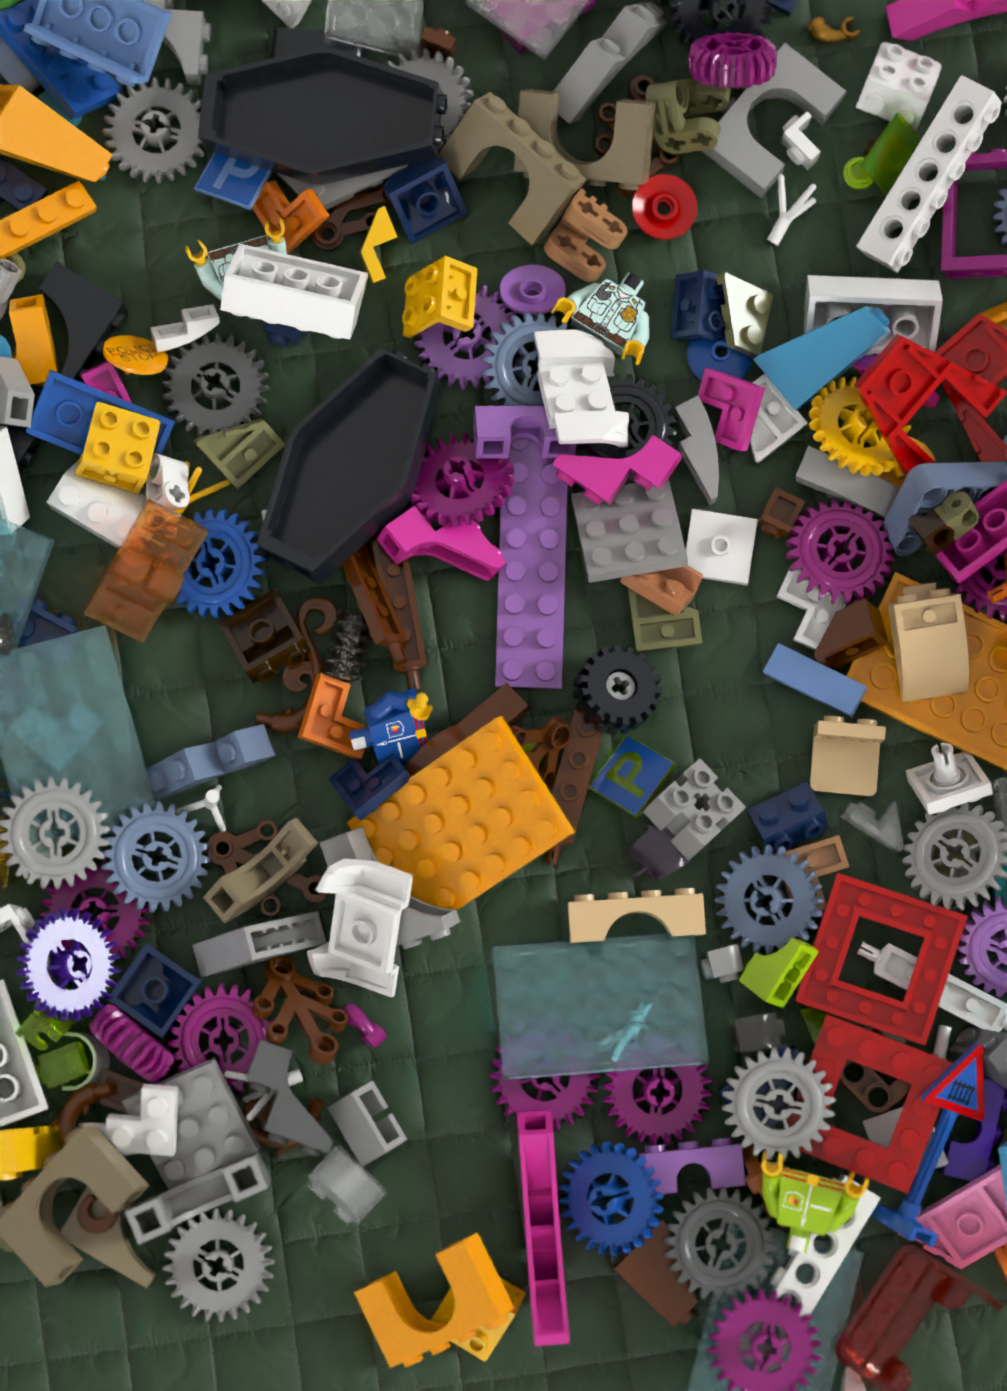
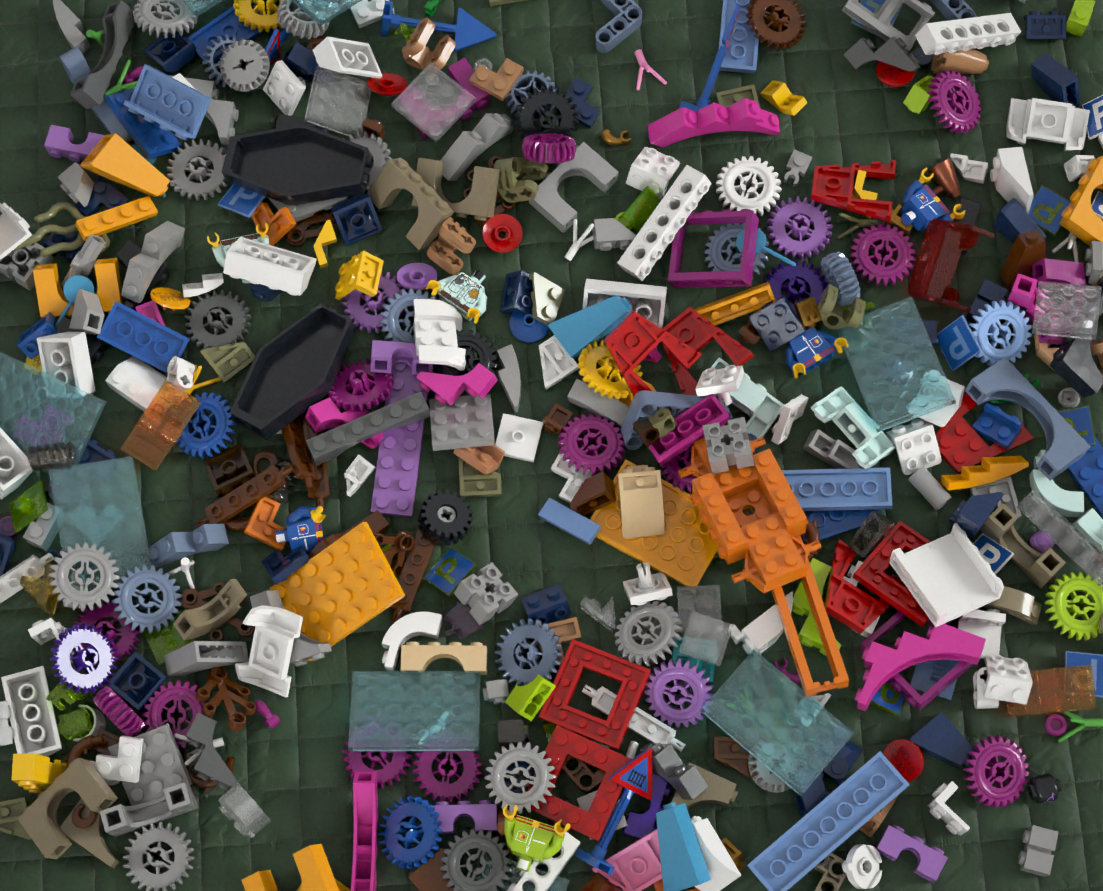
camera: 10 degrees right, 10 degrees down
(91, 303) = (156, 248): none -> light grey arch
(118, 448) = (152, 351): yellow bracket -> none
(194, 919) = (166, 640): none -> clear neon green piece
(294, 678) = (245, 495): none -> reddish brown plate
(364, 1136) = (254, 768): light grey piece -> none
(457, 564) = (398, 414): none -> dark grey arch
(467, 625) = (357, 474): none -> white slope
(584, 865) = (409, 626): none -> white arch
(739, 406) = (536, 353): dark pink plate -> none
(799, 147) = (587, 203): white bracket -> none
(842, 197) = (611, 234): none -> light grey slope
(846, 756) = (585, 569): tan bracket -> none

